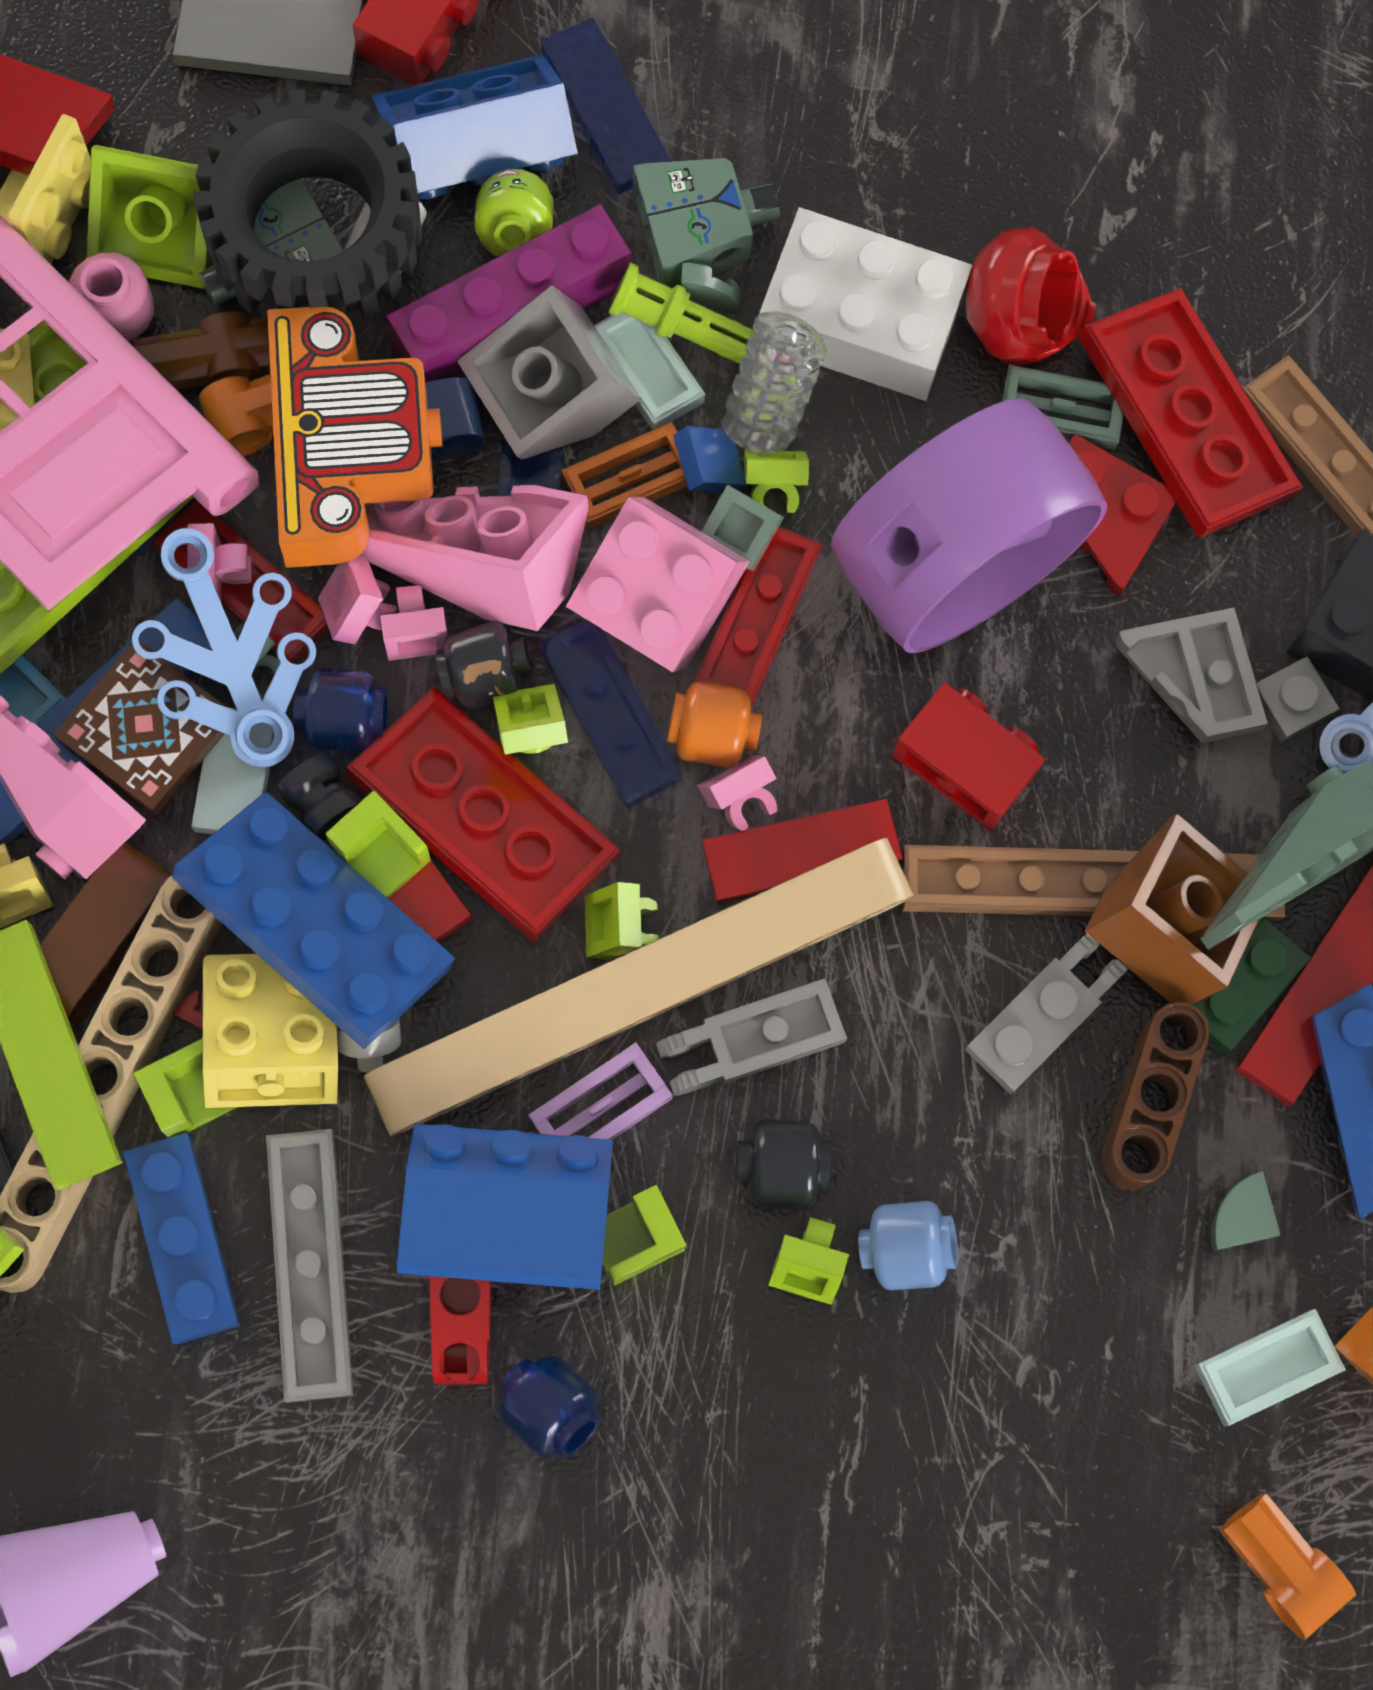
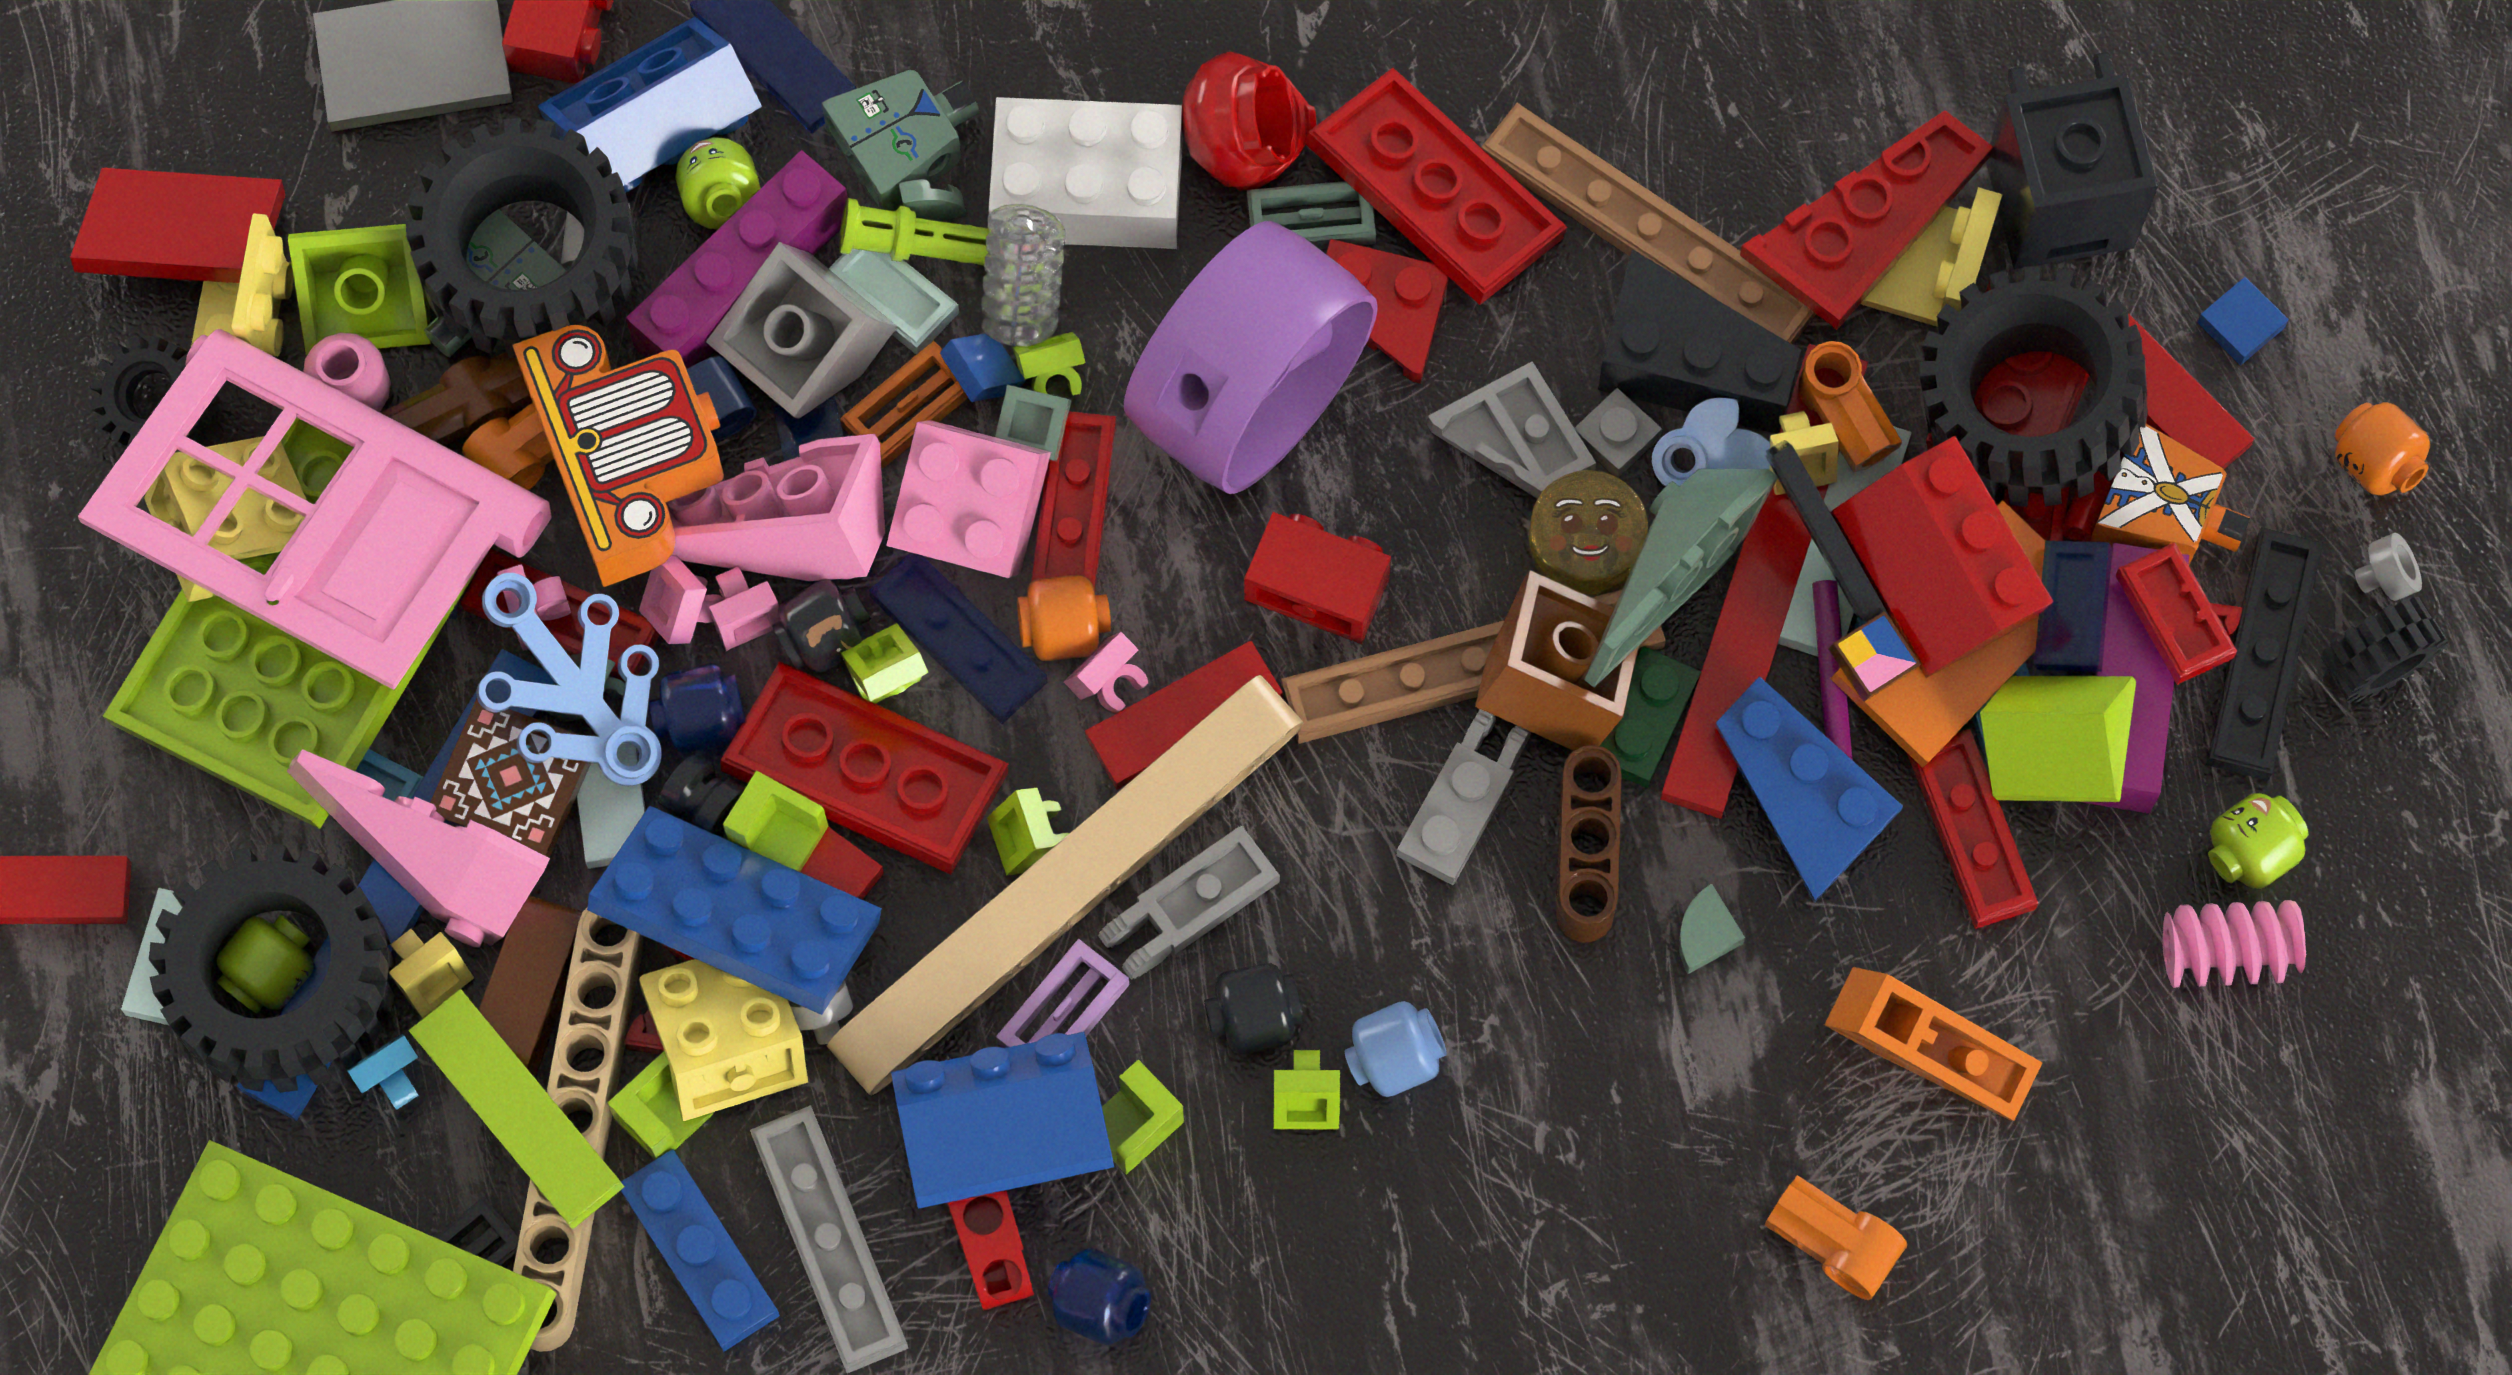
camera: 10 degrees left, 5 degrees down
(1240, 788) = (1587, 531): none -> clear yellow head
(1269, 1367) = (1771, 1064): light aqua tile -> none

